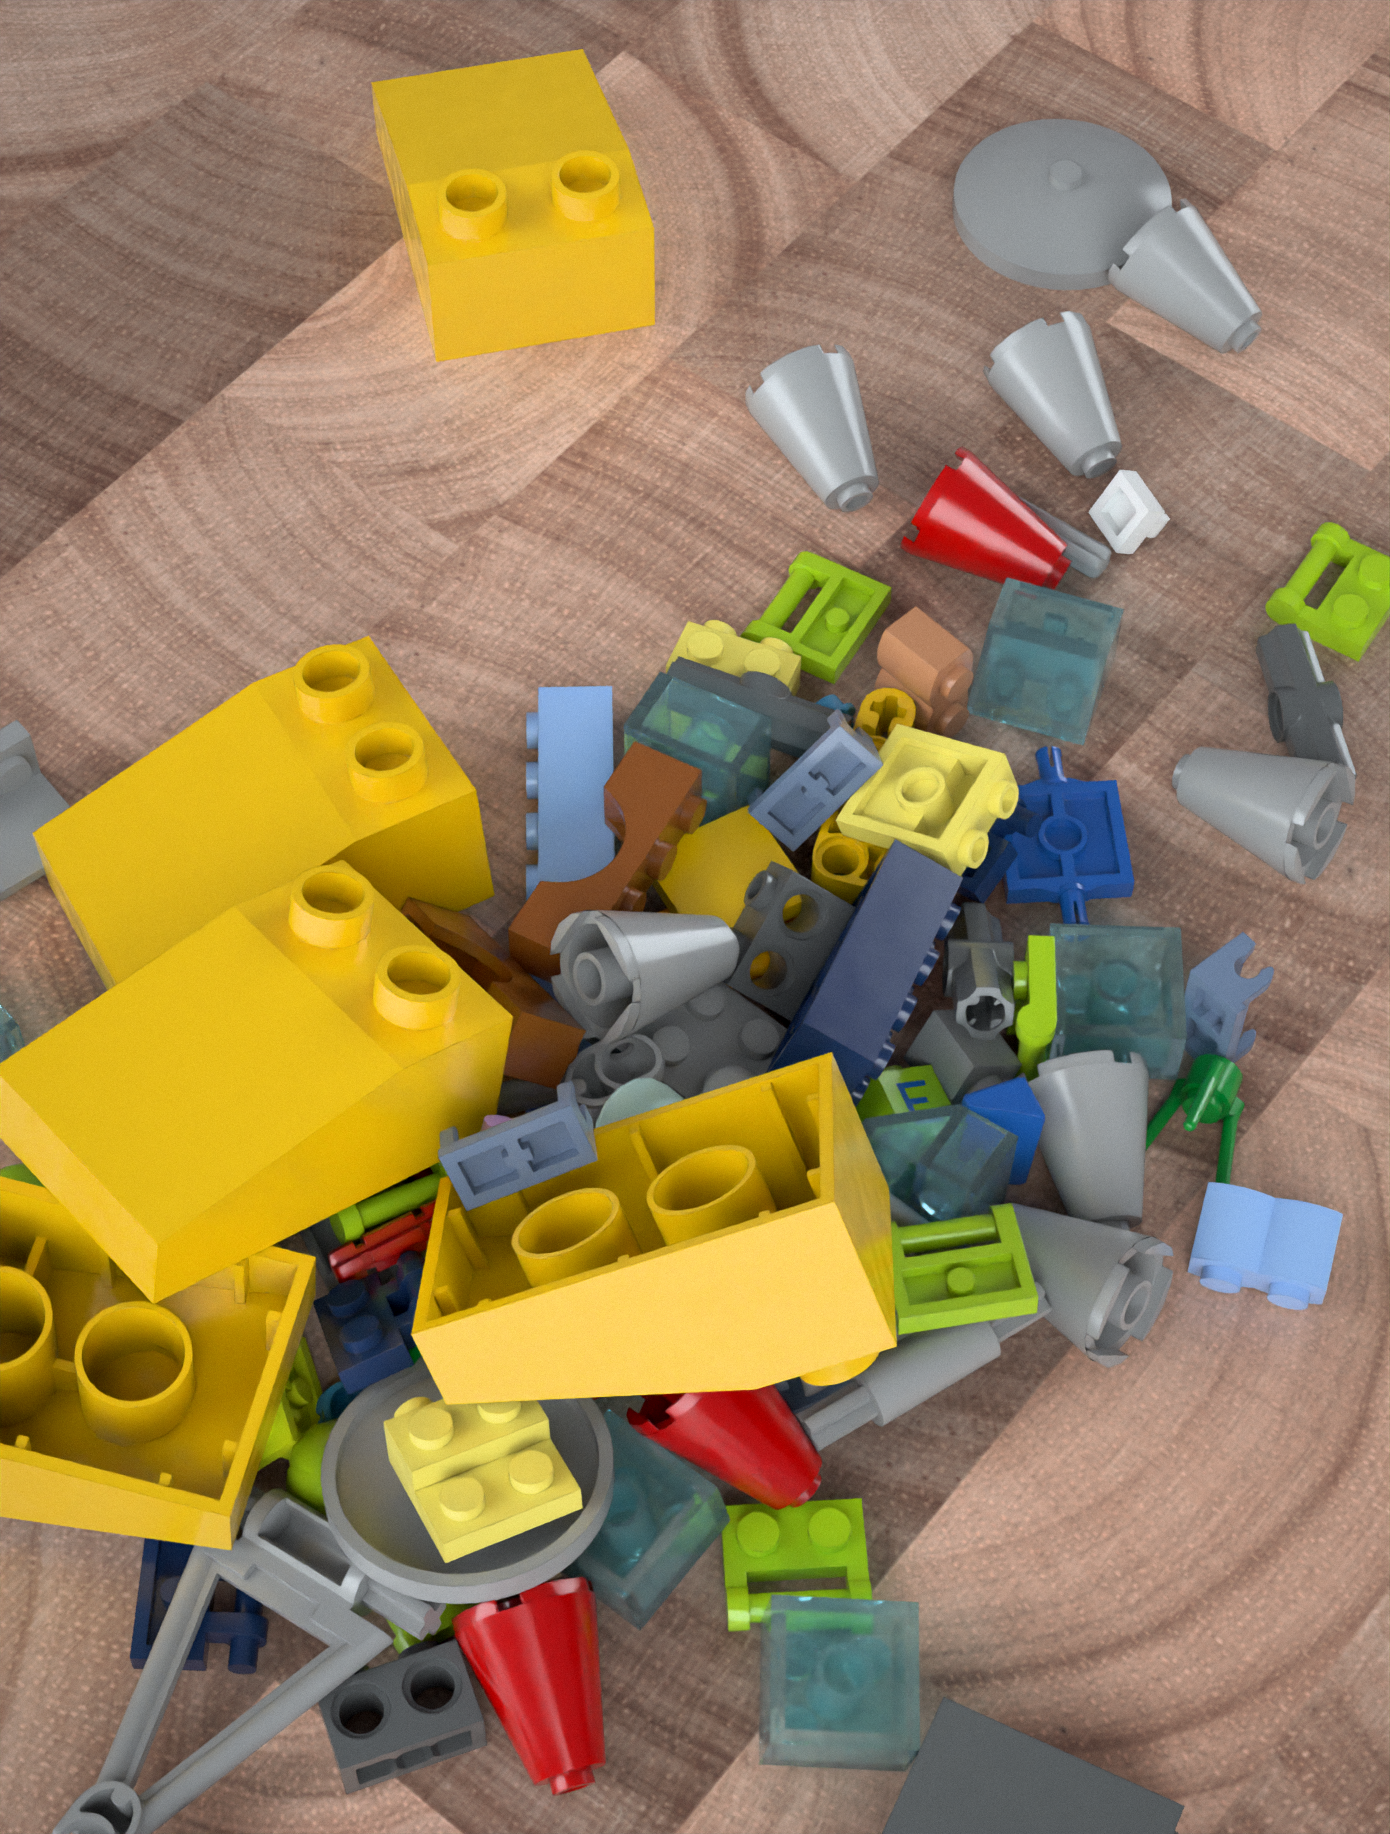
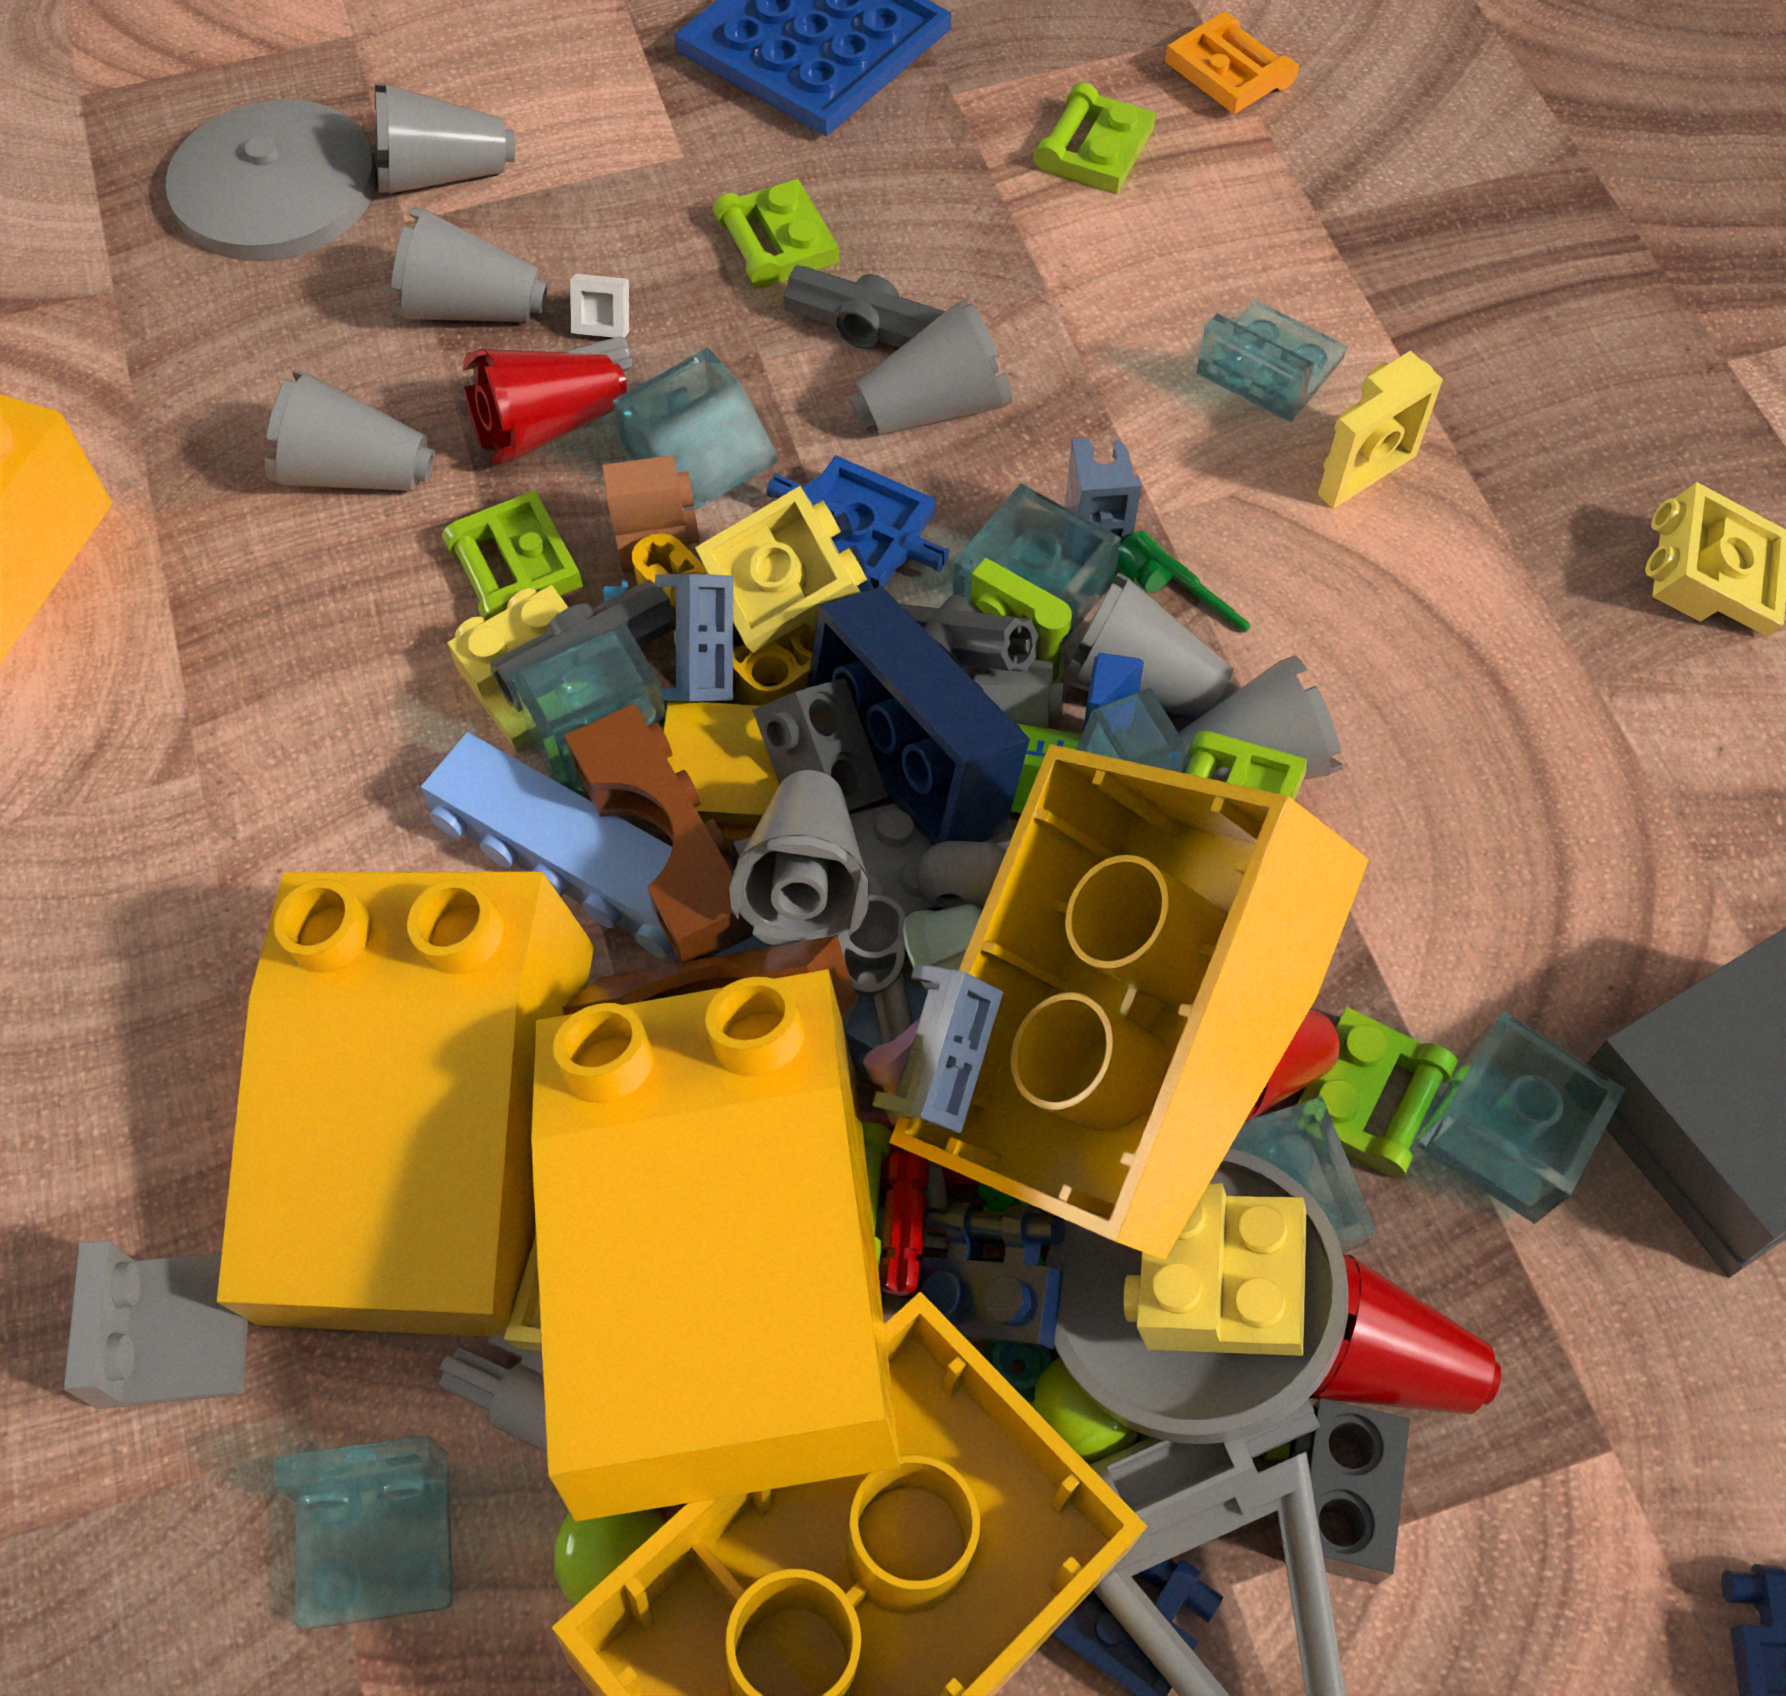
camera: 55 degrees left, 5 degrees up
(1264, 1245) = (1304, 606): light blue brick -> none

